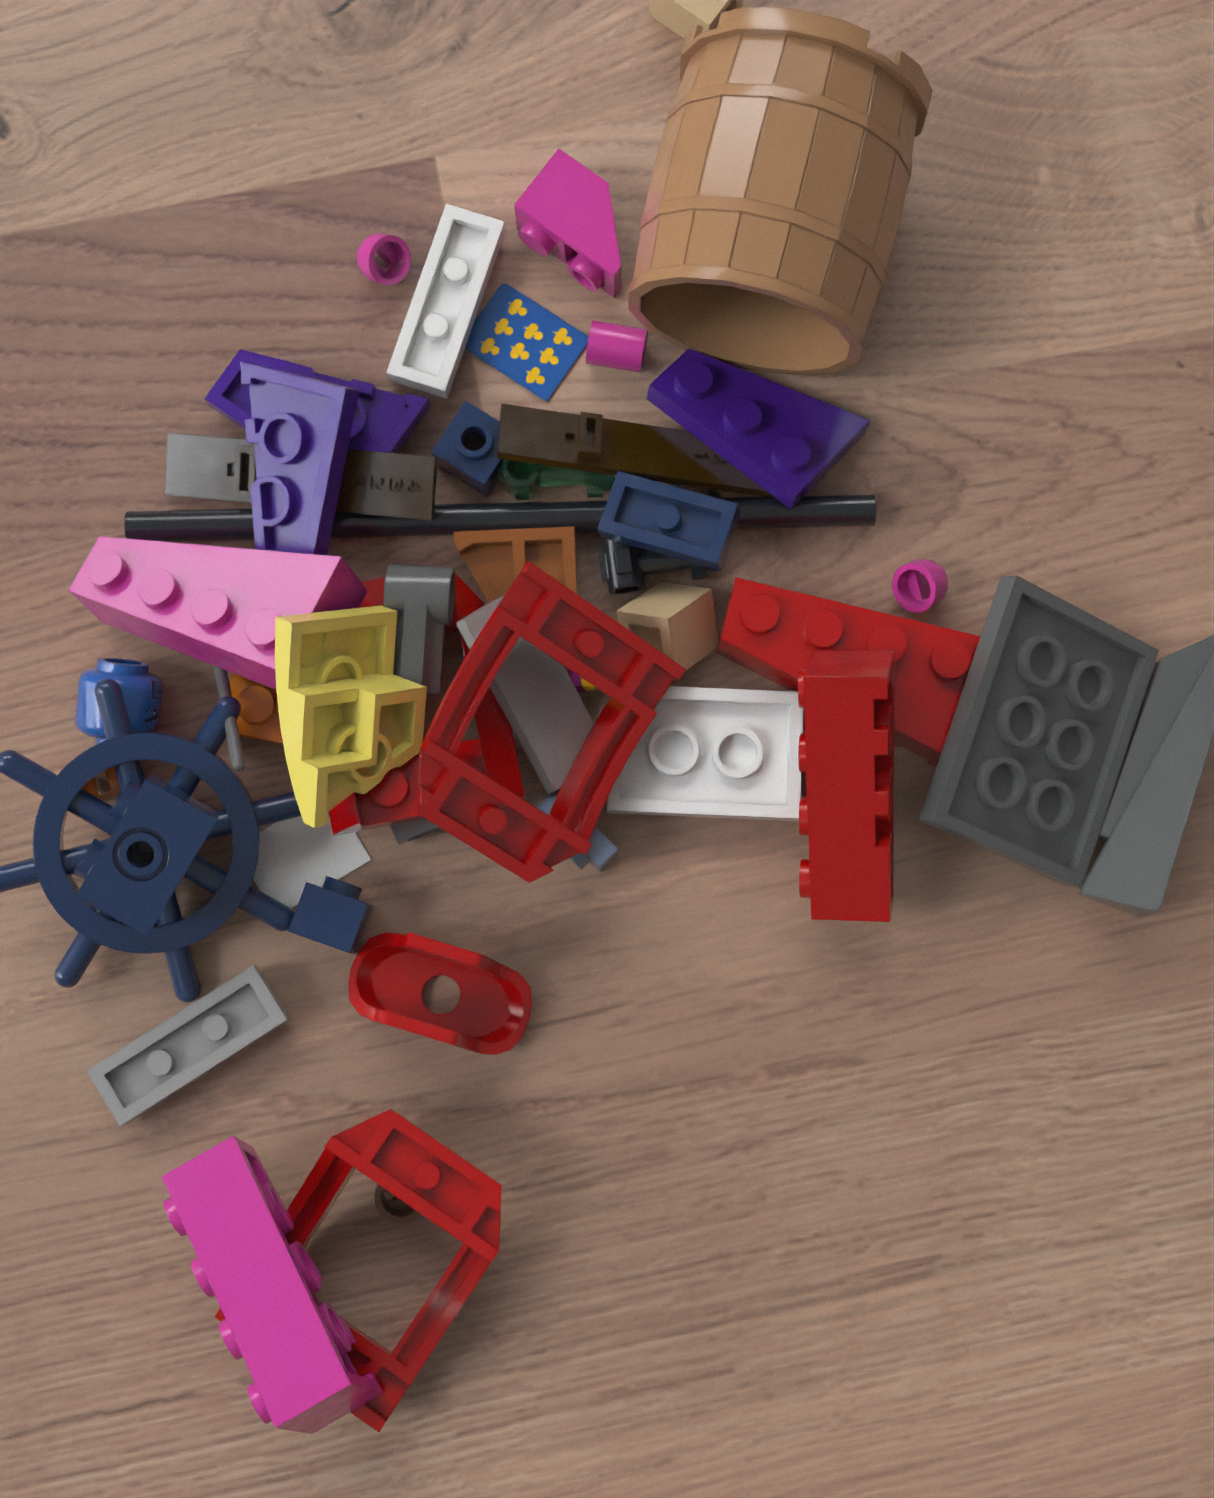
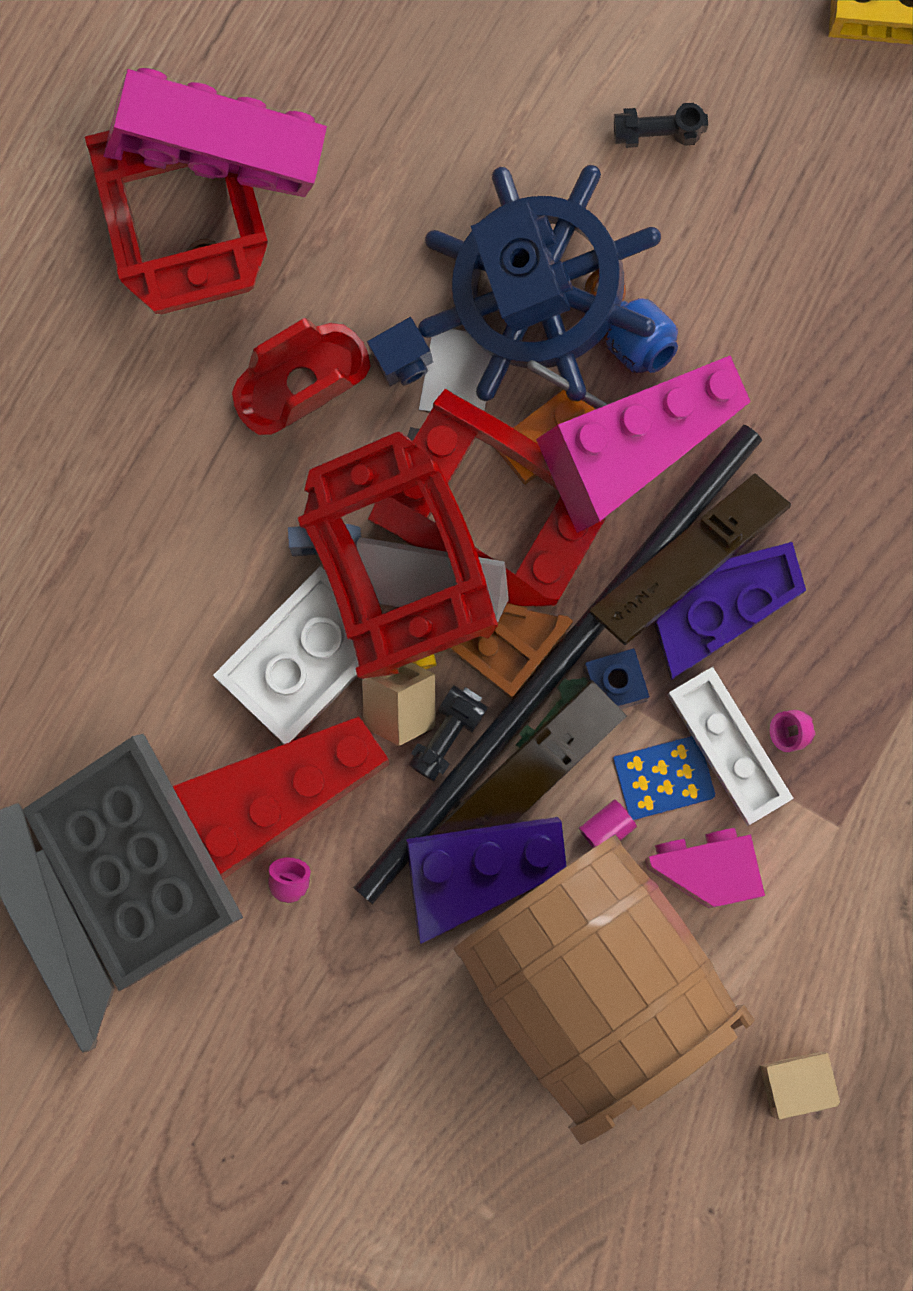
camera: 125 degrees right, 0 degrees up
(188, 1045) = (399, 213): light grey plate -> none
(300, 456) = (693, 559): wing -> none
(342, 705) = (509, 450): light yellow slope -> none
(424, 607) = (535, 551): dark grey piece -> none
(669, 520) = (460, 751): dark blue plate -> none
(849, 784) = (203, 713): red wedge -> none

